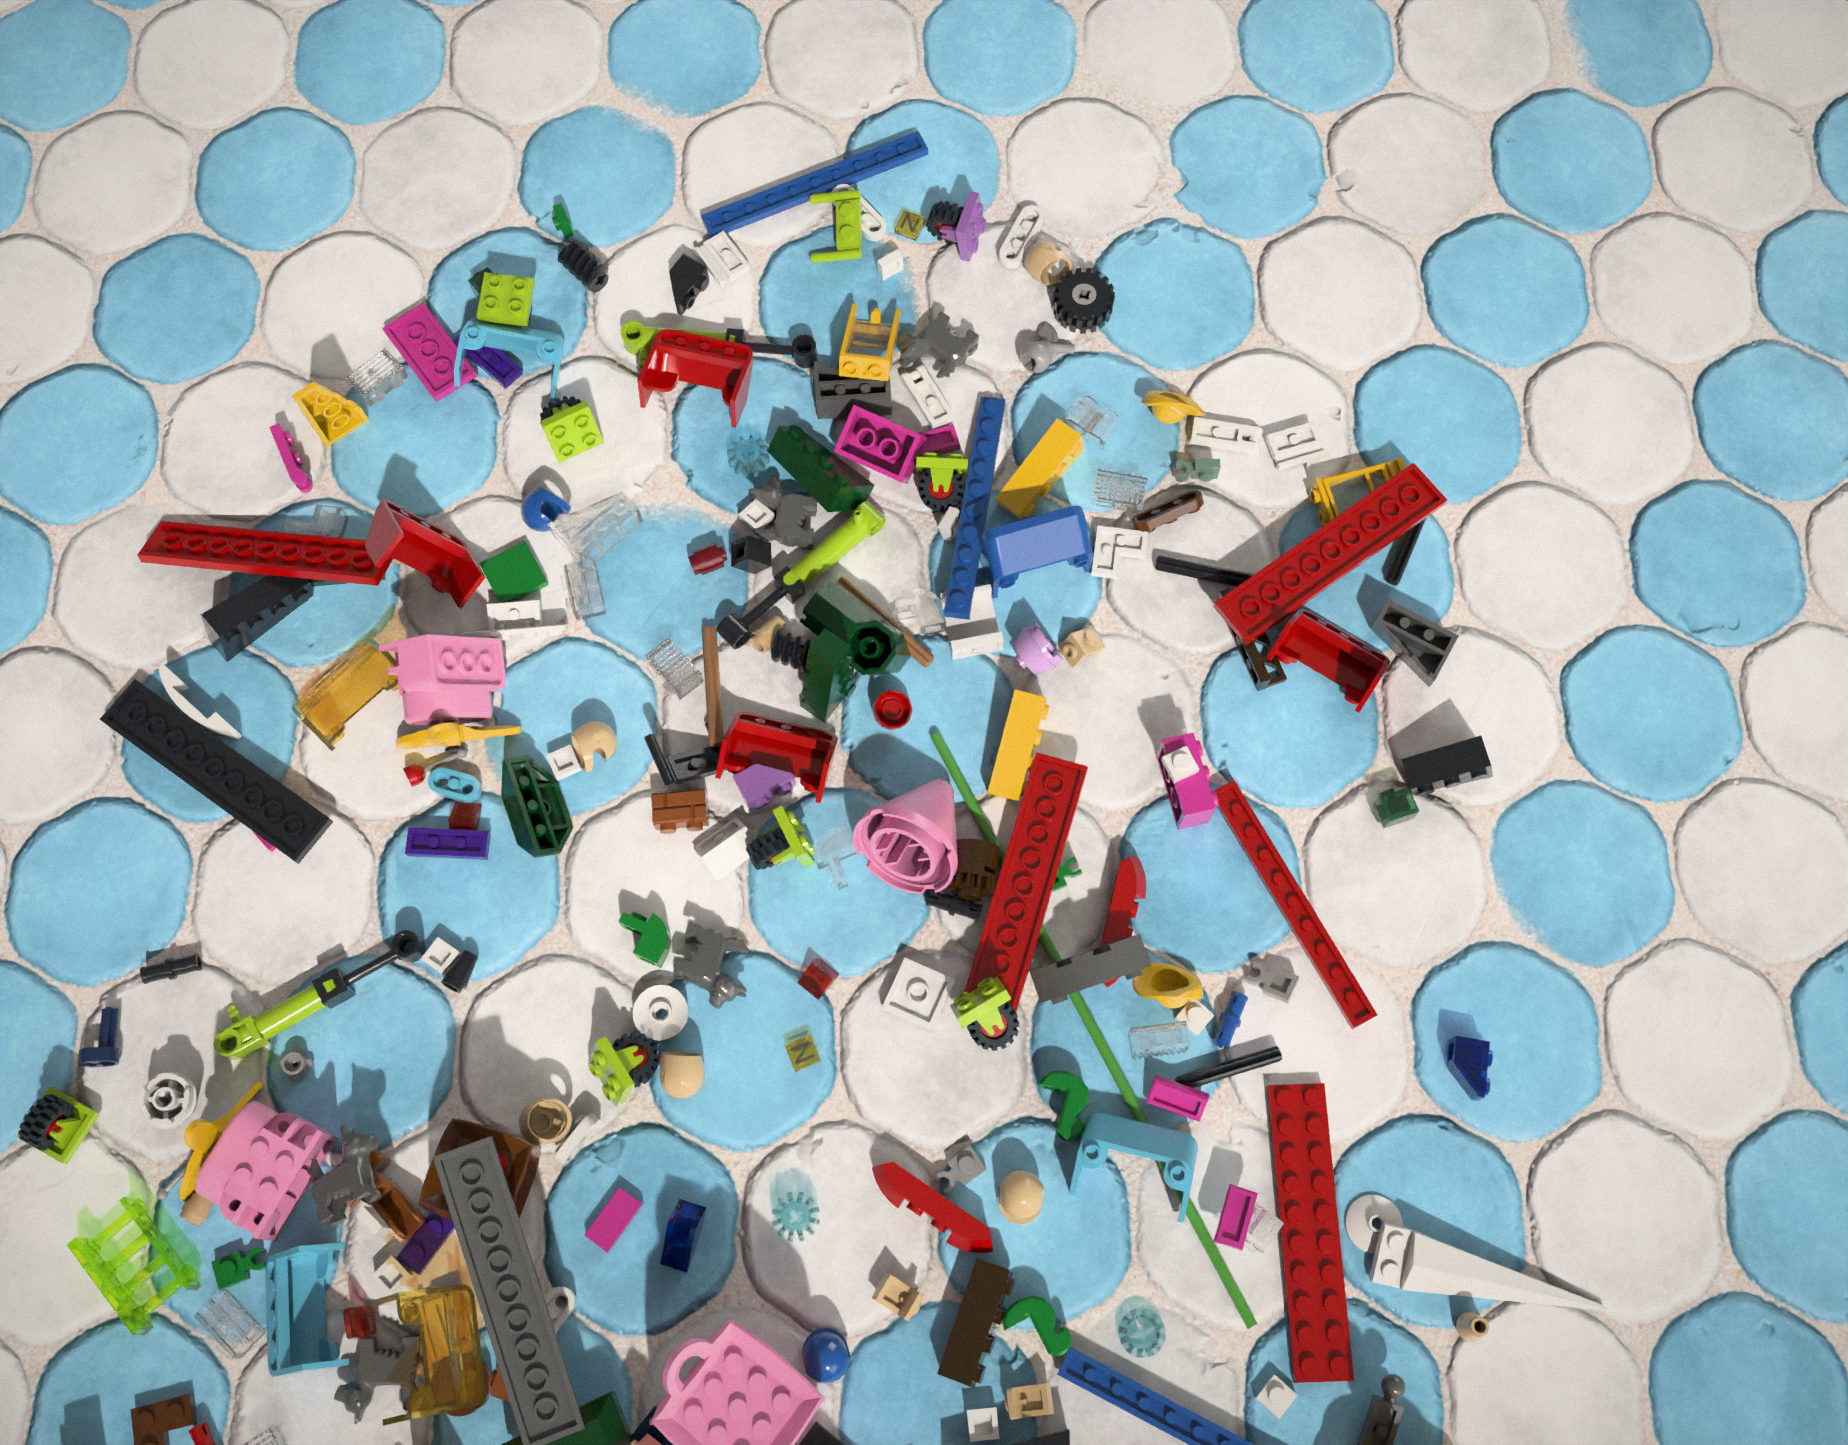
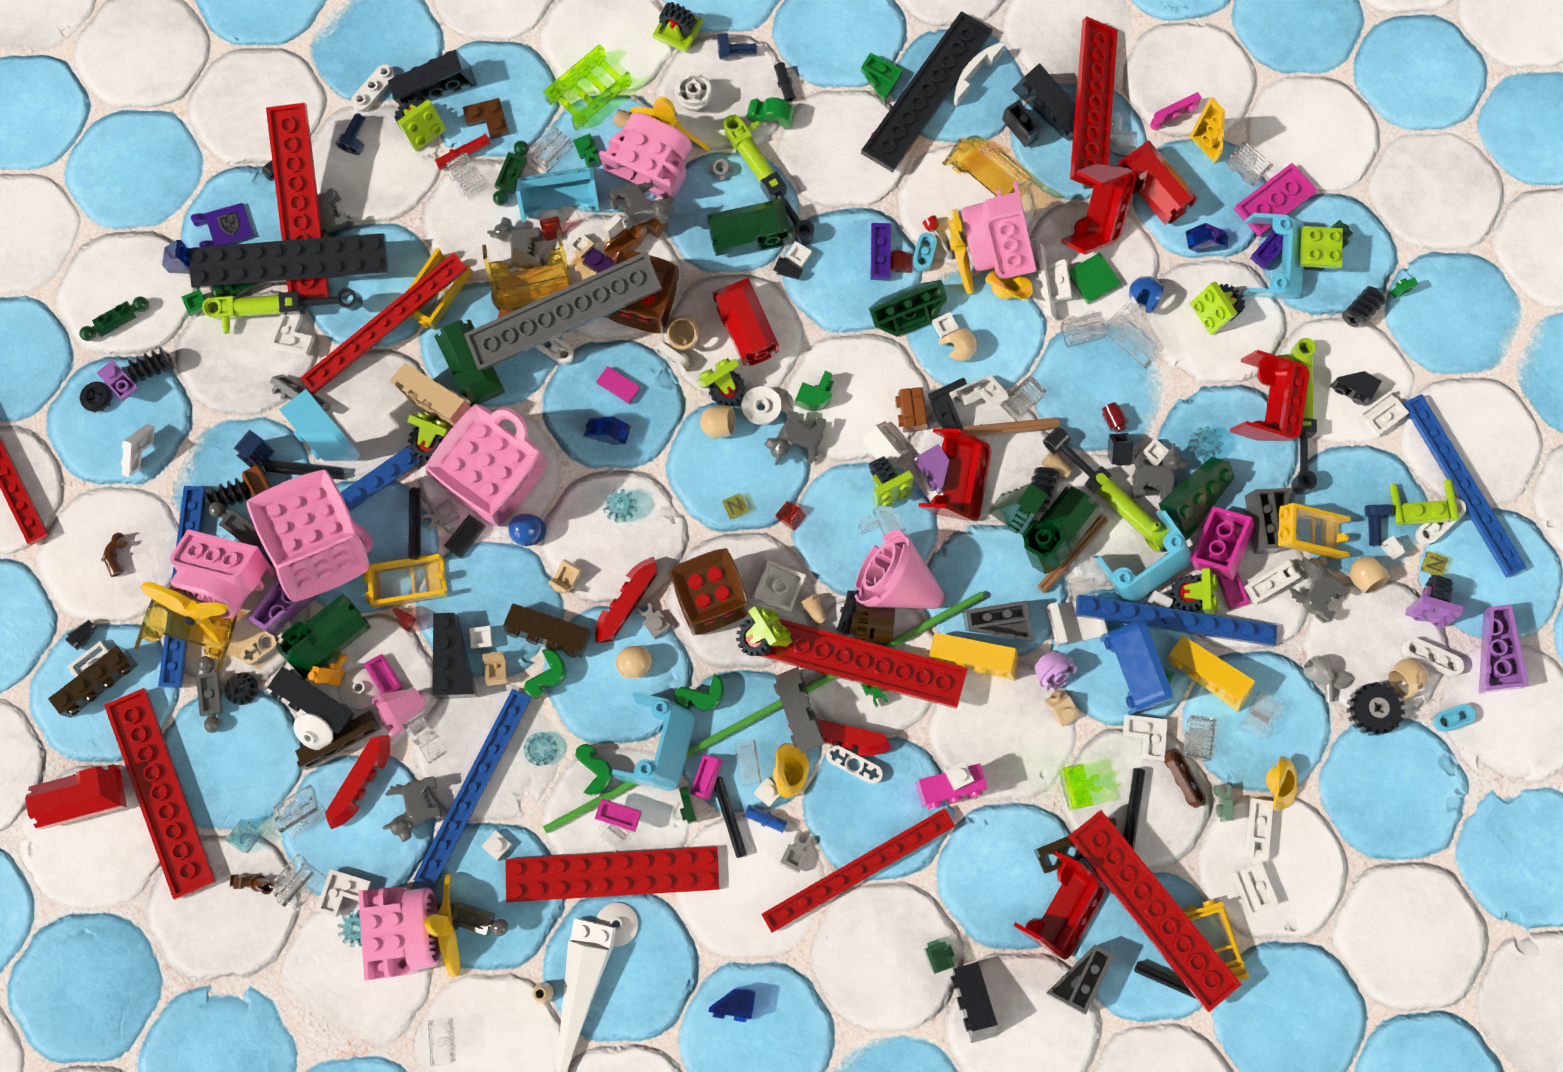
camera: 85 degrees right, 5 degrees up
(180, 833) = (881, 75): none -> green wing
(214, 988) = (771, 109): none -> green animal
(260, 1388) = (510, 172): none -> dark green plate
(283, 647) = (1021, 123): none -> black brick
(394, 1022) = (749, 227): none -> dark green brick
(399, 477) = (1159, 183): none -> red brick
(474, 434) = (1206, 238): none -> clear blue slope
(519, 676) = (1010, 287): none -> yellow hat
(536, 1030) = (745, 322): none -> red brick
(658, 712) = (984, 388): none -> white plate
(859, 281) = (1374, 515): none -> dark blue piece
(892, 709) = (998, 560): red hair -> none
(921, 292) = (1368, 574): none -> tan helmet
(930, 551) = (1132, 587): none -> medium azure windscreen
(930, 1083) = (710, 591): none -> reddish brown piece
(948, 949) = (814, 608): none -> tan cone
(971, 710) = (1001, 620): none -> dark grey wedge
(1018, 166) = (1501, 653): none -> medium lavender wedge
(1095, 224) = (1453, 719): none -> medium azure plate
(1158, 883) = (870, 767): none -> white beam
(1166, 1248) = (599, 766): none -> green animal
(1183, 632) = (1077, 787): none -> clear neon green brick
(1224, 1123) = (687, 812): none -> dark green plate

